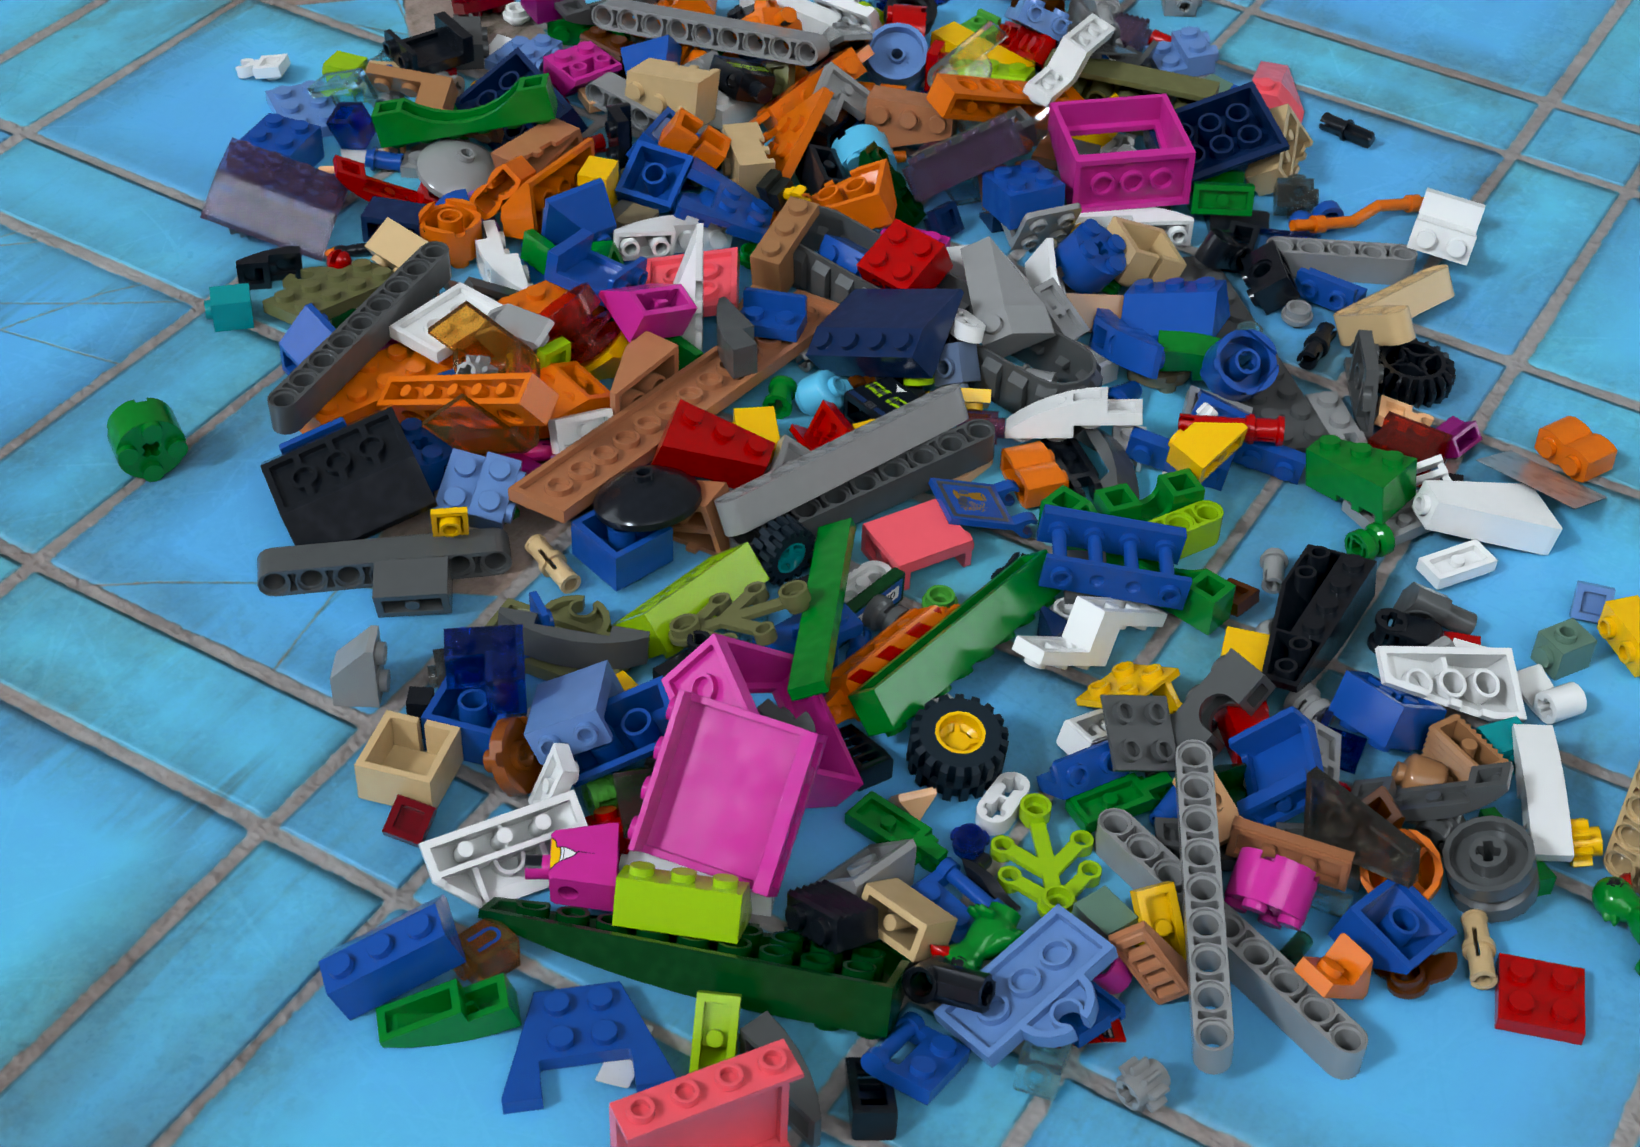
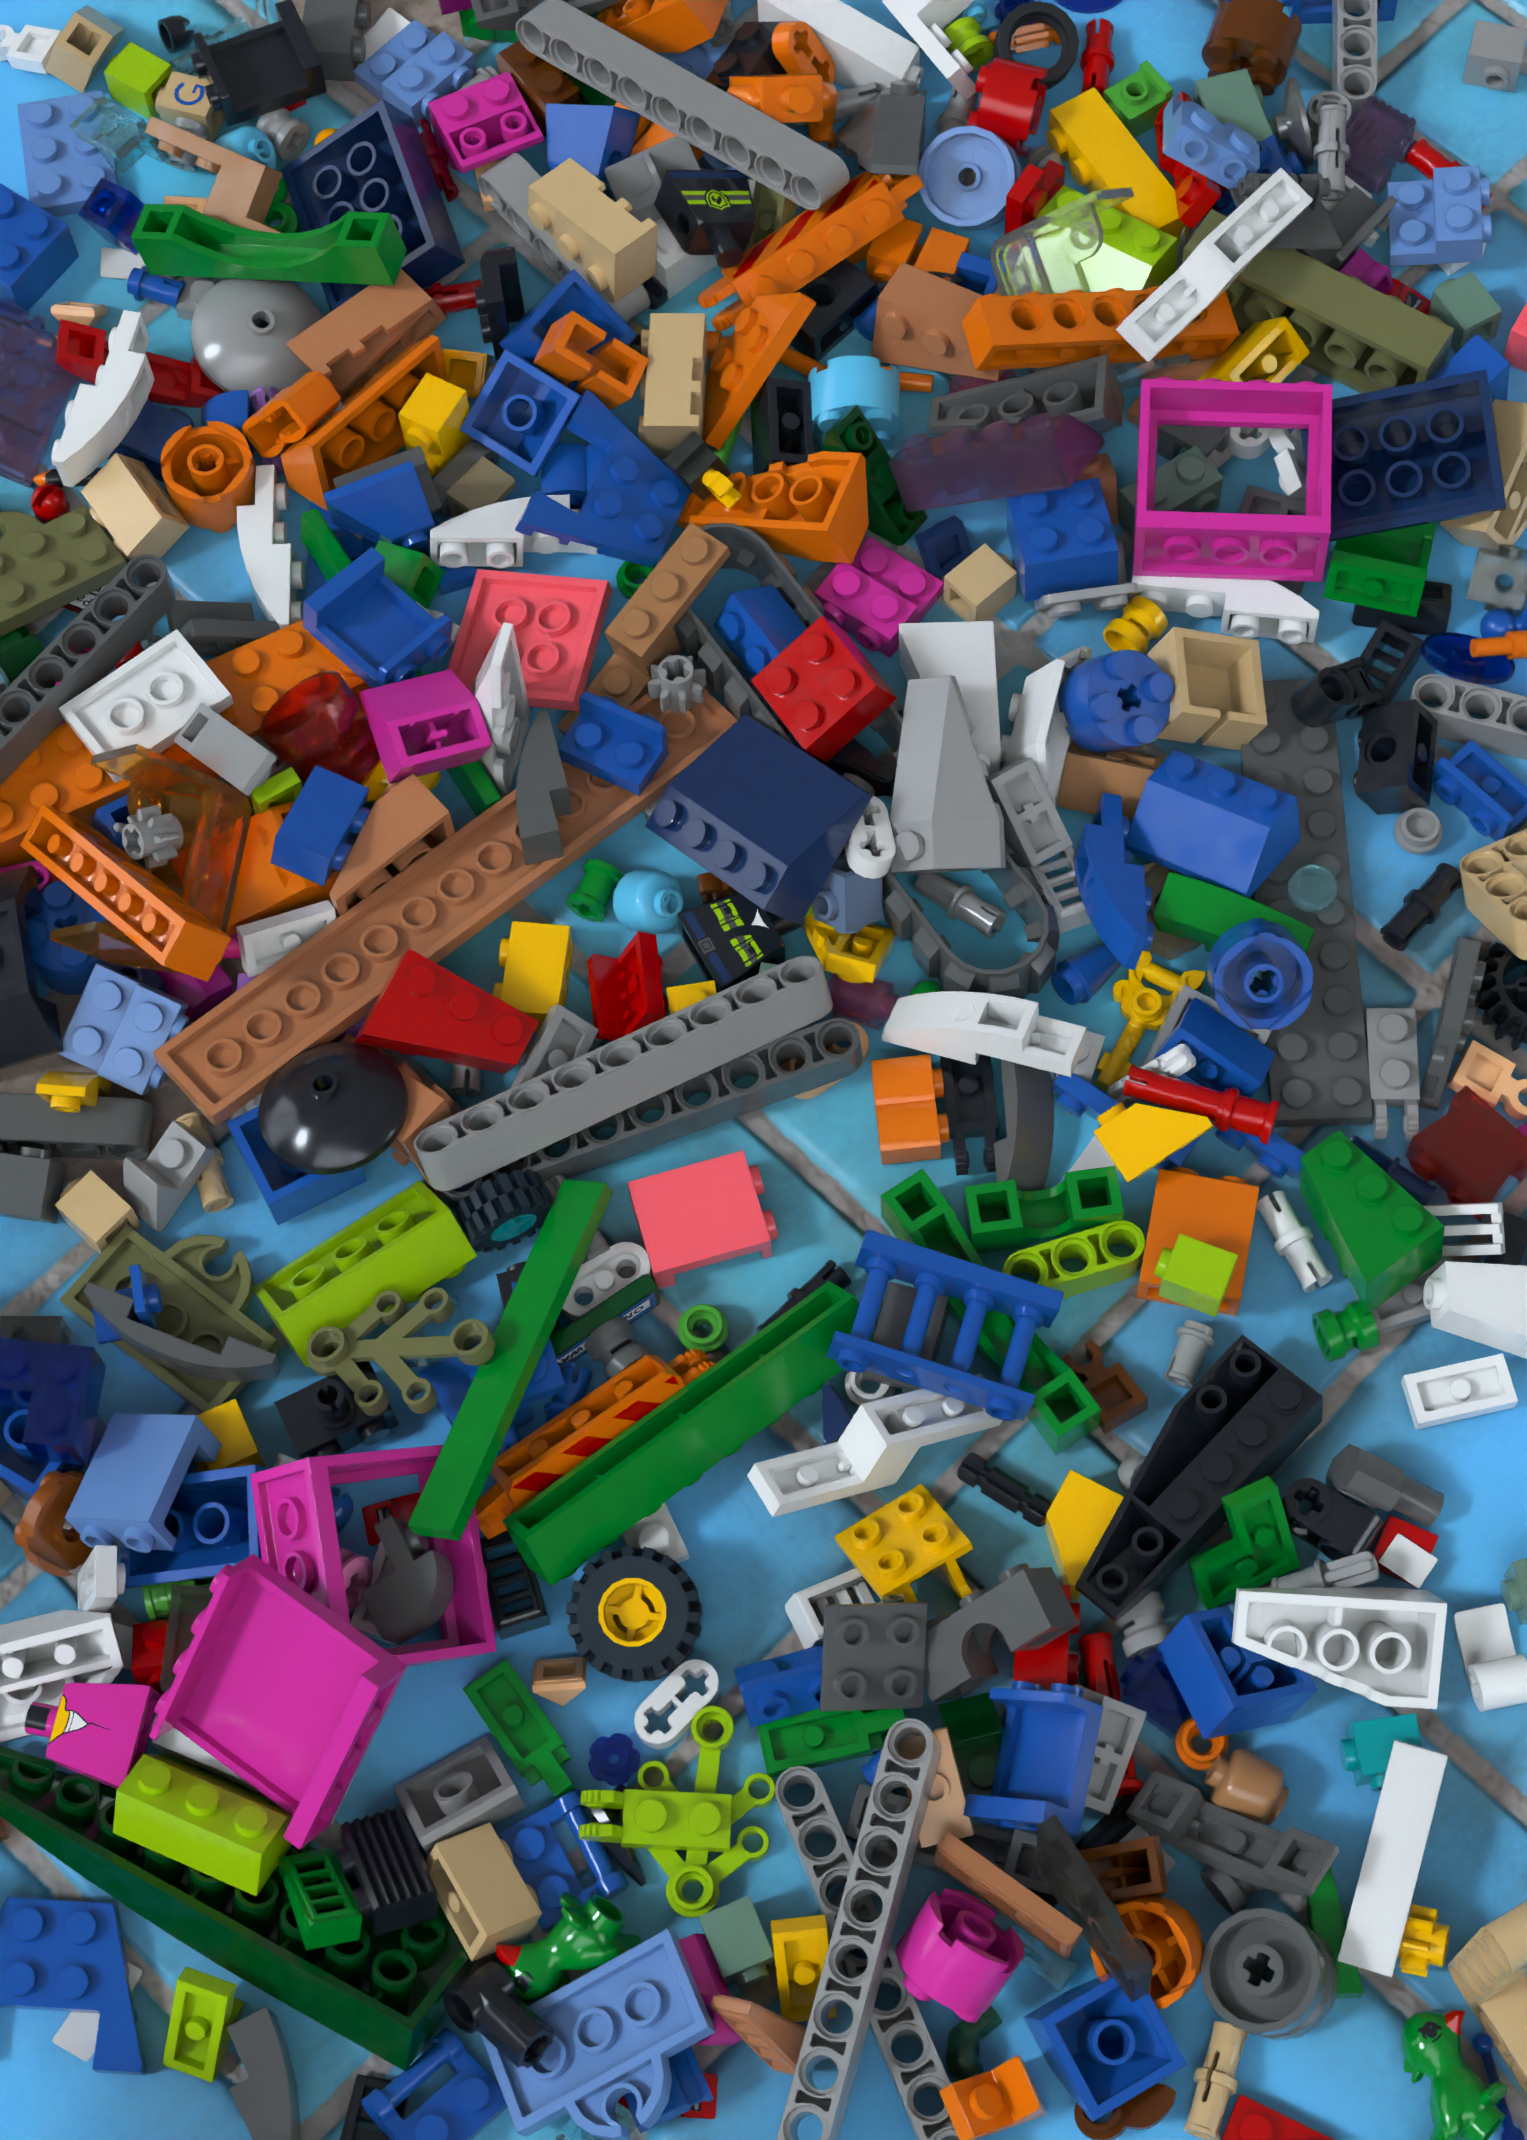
camera: 20 degrees right, 25 degrees up
(303, 59) = (83, 47): none -> tan slope
(362, 49) = (174, 34): none -> black hinge
(373, 197) = (106, 411): none -> white slope
(482, 594) = (95, 1211): none -> tan brick
(529, 567) = (163, 1180): none -> light grey slope
(593, 361) = (320, 826): none -> blue brick
(791, 938) = (328, 1927): none -> green slope
(803, 282) = (676, 683): none -> light grey gear
(847, 94) = (842, 263): light grey plate -> none
(945, 14) = (1097, 58): none -> red pin
(973, 228) = (980, 584): none -> tan brick
(981, 505) = (800, 1165): blue flag -> none
(1018, 859) = (662, 1819): none -> lime hinge
(1162, 407) = (1143, 1010): none -> yellow piece
(1180, 655) = (1004, 1489): none -> black axle
(1255, 512) = (1203, 1209): none -> orange panel
(1267, 510) = (1195, 1274): none -> lime brick
(1314, 508) = (1294, 1241): none -> white pin
(1363, 633) = (1257, 1551): none -> green plate
(1376, 764) = (1192, 1758): none -> orange plate
(1459, 747) = (1314, 1770): medium nougat brick -> none

